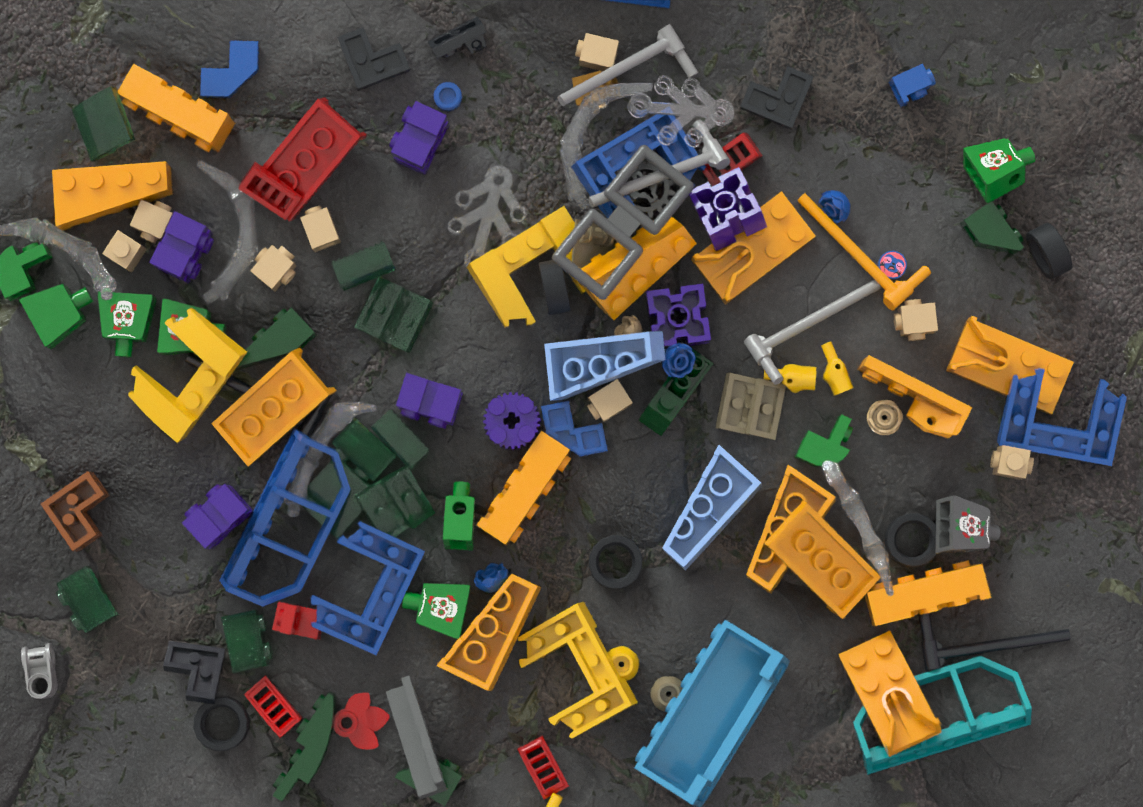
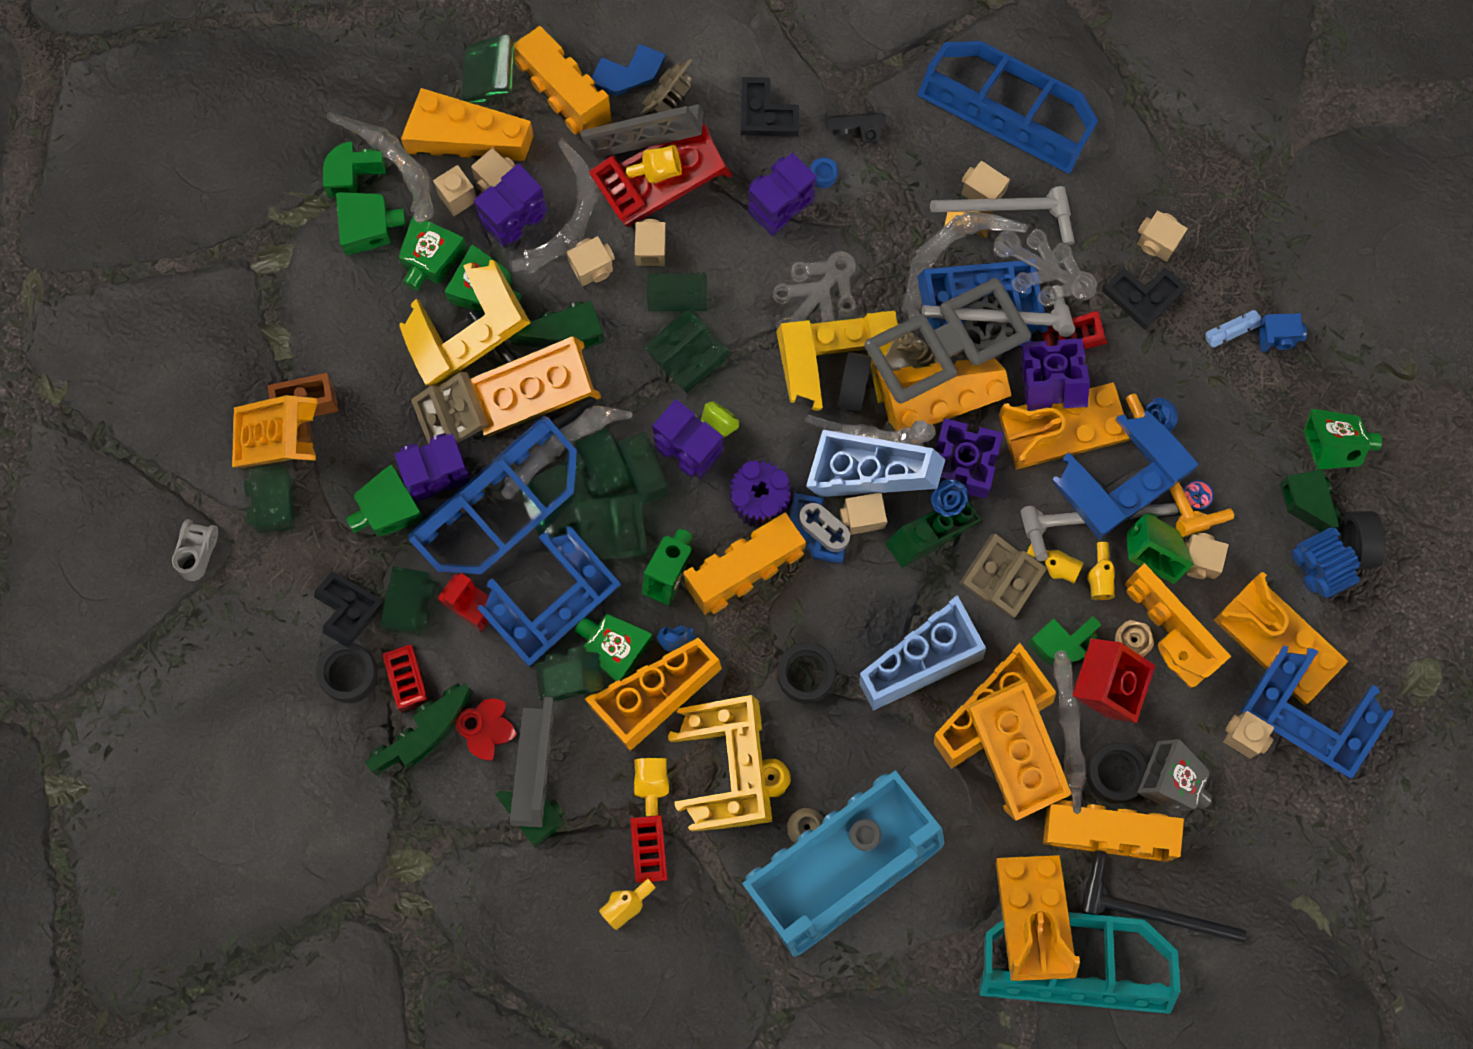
camera: 20 degrees right, 10 degrees down
(64, 548) = (268, 431): none -> light orange plate
(188, 565) = (384, 505): none -> green torso
(208, 456) = (450, 409): none -> dark tan slope
(273, 129) = (644, 131): none -> dark grey fence
(275, 66) = (672, 89): none -> dark tan hinge
(298, 157) = (657, 164): none -> yellow piece
(414, 650) = (569, 674): none -> clear green brick
(448, 368) = (719, 418): none -> lime cone
(521, 709) = (651, 782): none -> yellow piece
(582, 421) = (829, 521): none -> light grey beam
(592, 329) = (916, 435): none -> clear animal
(720, 682) = (865, 834): none -> dark grey tile
(772, 36) = (1160, 235): none -> tan brick
(857, 254) = (1105, 511): none -> blue wedge
(868, 97) = (1233, 328): none -> light blue axle
(875, 330) = (1158, 547): none -> green torso
(880, 464) = (1113, 680): none -> red brick
(1025, 284) = (1326, 563): none -> blue brick

